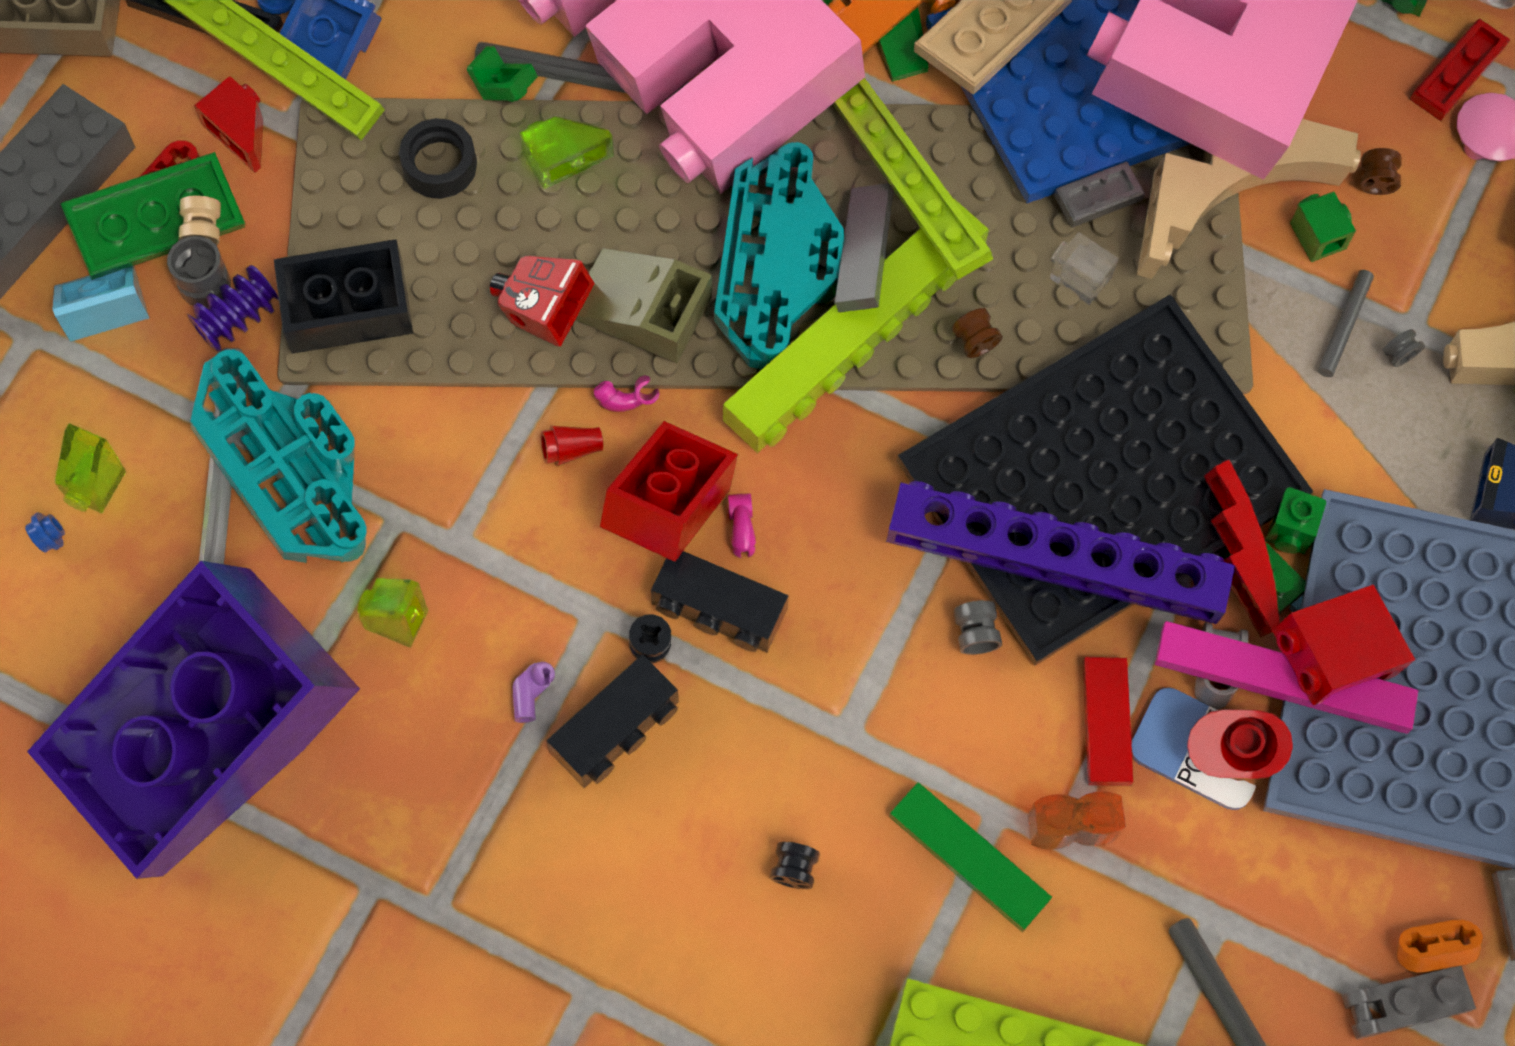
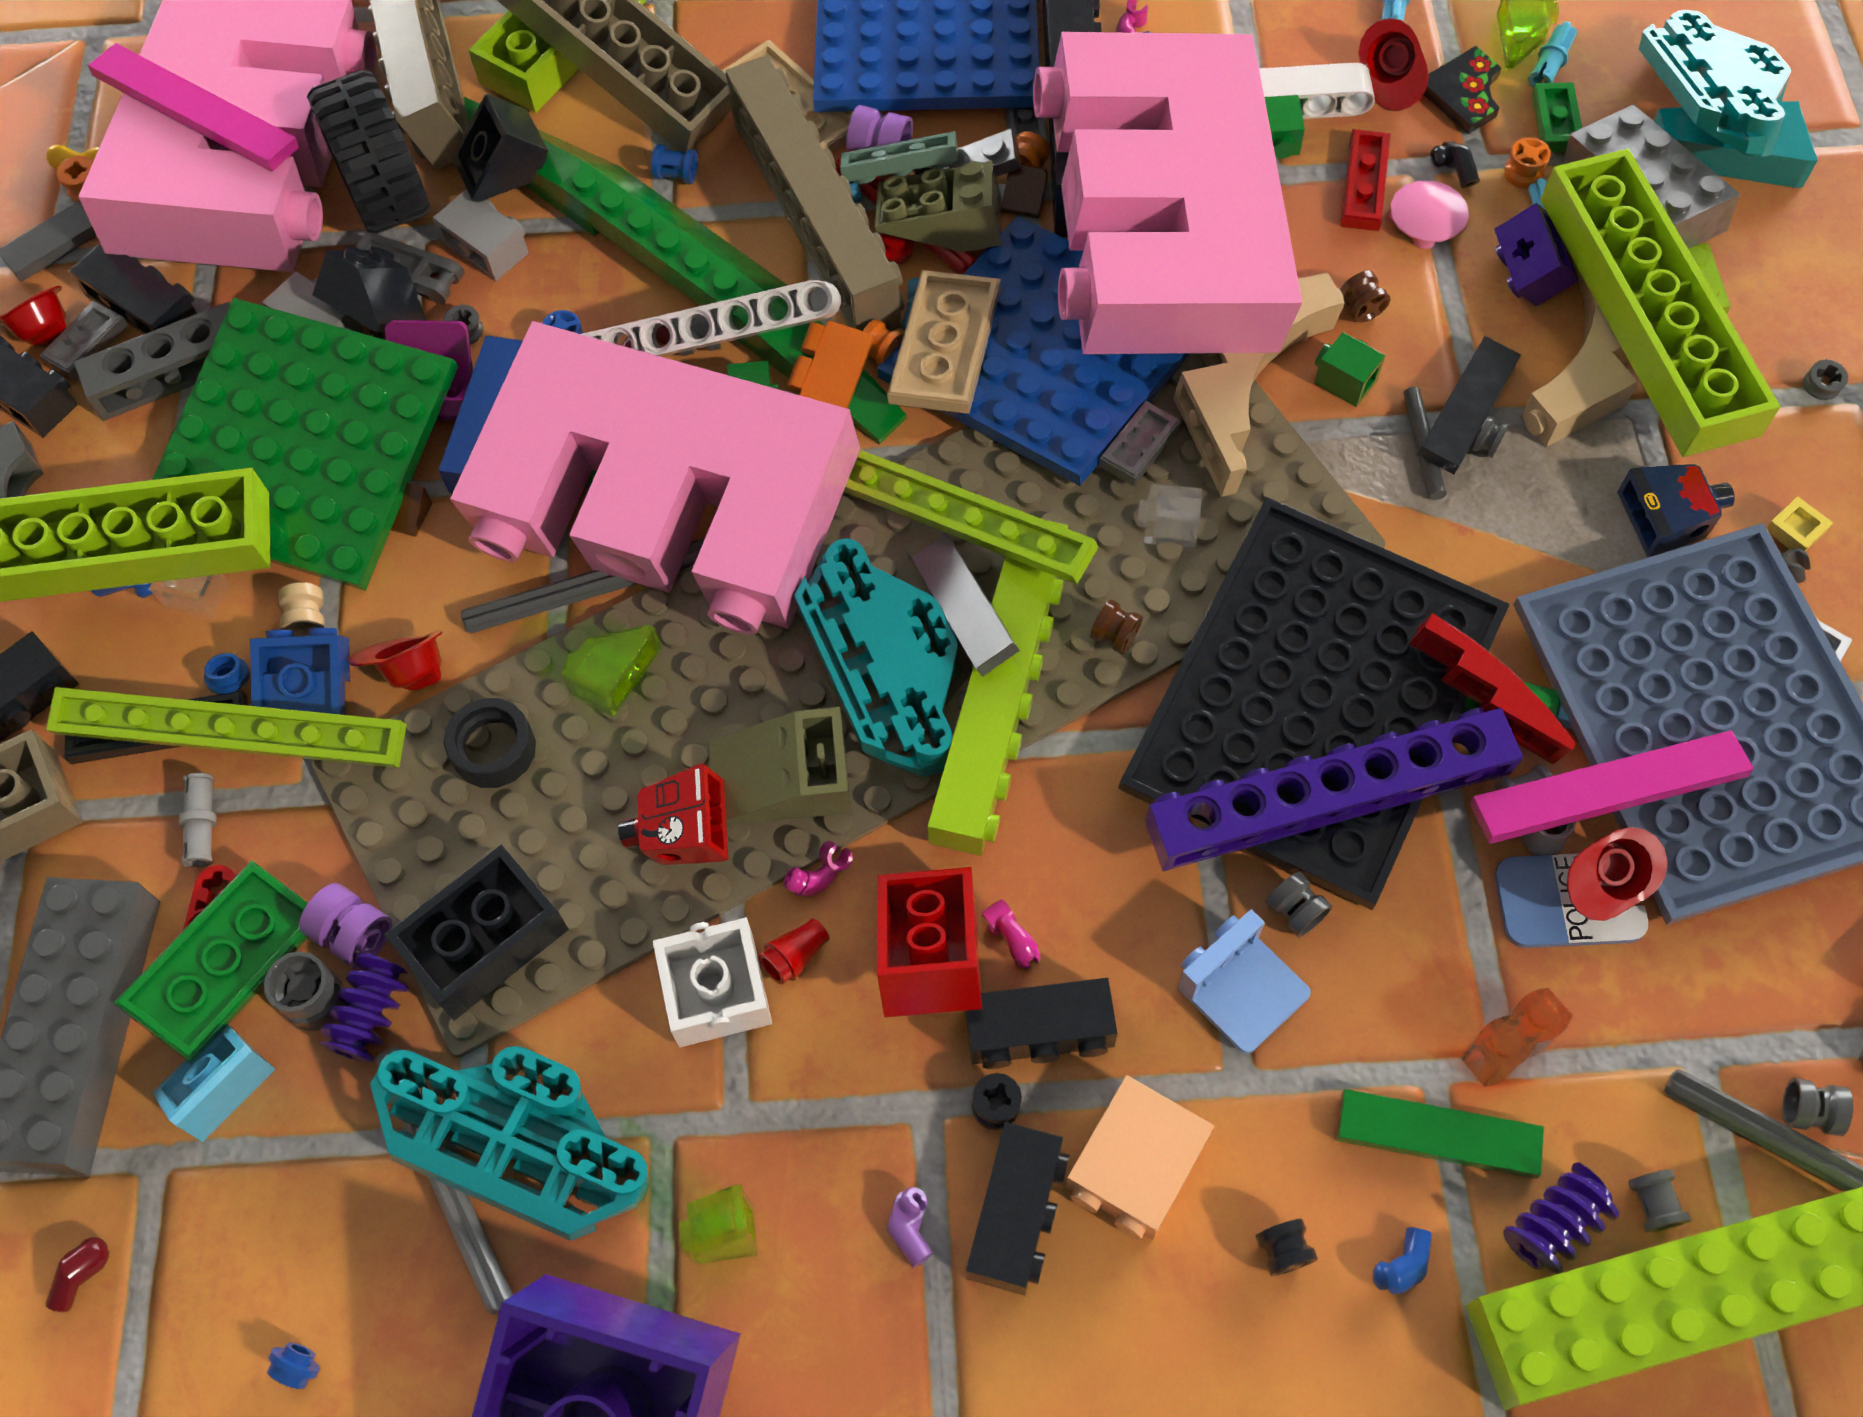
camera: 25 degrees left, 5 degrees down
(87, 470) = (303, 1271): clear neon green slope -> none
(185, 113) = (197, 820): none -> light grey pin
(200, 217) = (275, 935): tan wheel -> none
(235, 120) = (253, 817): red slope -> none
(254, 236) = (344, 924): none -> medium lavender wheel
(412, 58) = (404, 661): none -> red piece
(493, 431) = (712, 982): none -> white brick
(499, 79) = (506, 635): green bracket -> none
(727, 740) = (1138, 1159): none -> light nougat brick
(877, 935) = (1407, 1269): none -> blue arm
(892, 659) = (1242, 984): none -> light blue bracket
(1015, 969) = (1561, 1219): none -> dark purple piece
(1102, 1000) = (1659, 1201): none -> dark grey bush
(1107, 721) = (1473, 924): red tile -> none
(1285, 1015) = (1818, 1107): none -> dark grey wheel
(1296, 521) = (1516, 637): green bracket -> none
(1342, 643) = (1645, 727): red panel -> none
(1405, 310) = (1468, 405): none -> black tile

